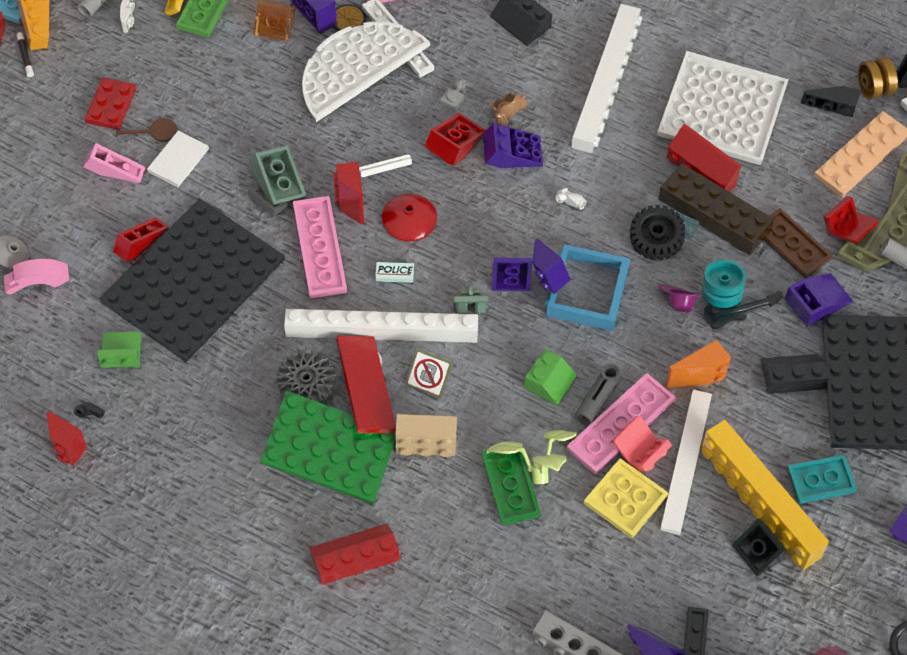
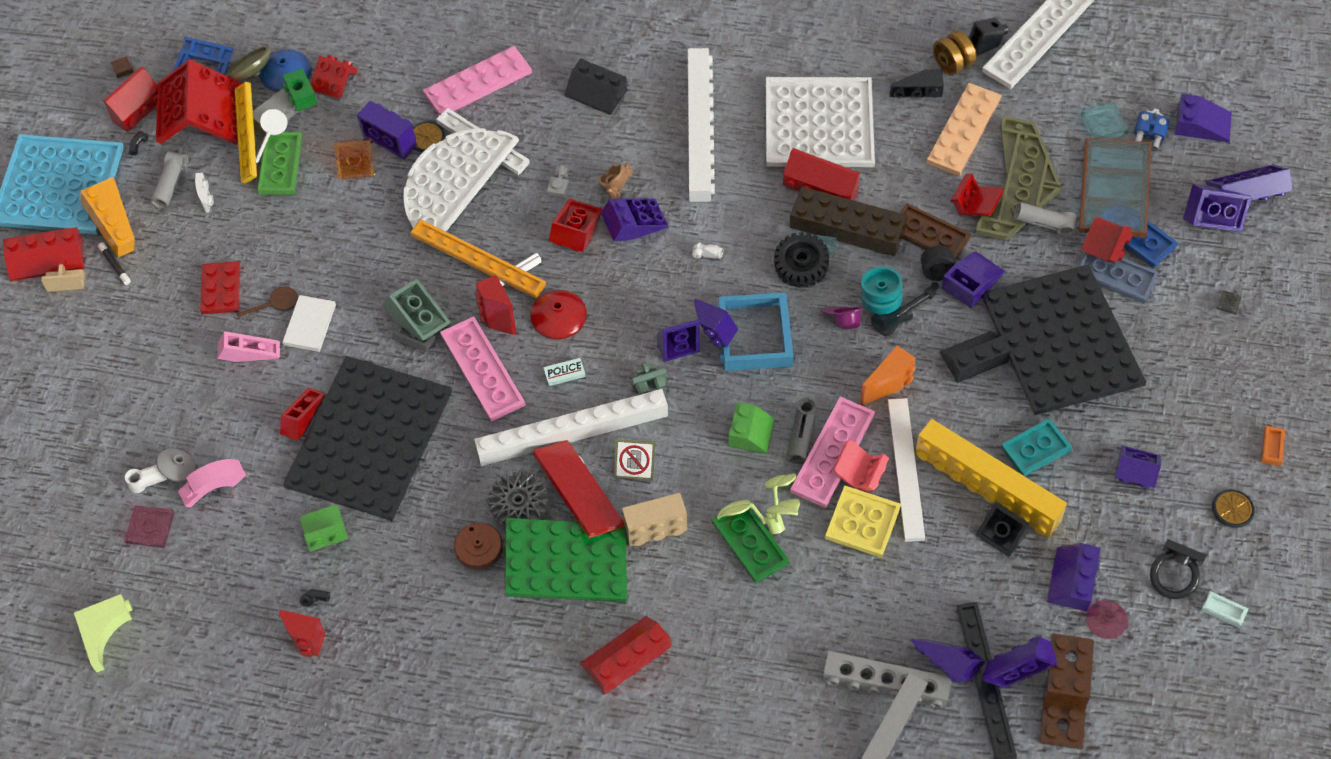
camera: 15 degrees left, 0 degrees up
(254, 409) = (478, 546): none -> copper wheel
(353, 144) = (478, 258): none -> light orange tile
(790, 265) = (940, 255): none -> black tyre
(813, 614) = (1074, 576): none -> dark purple slope

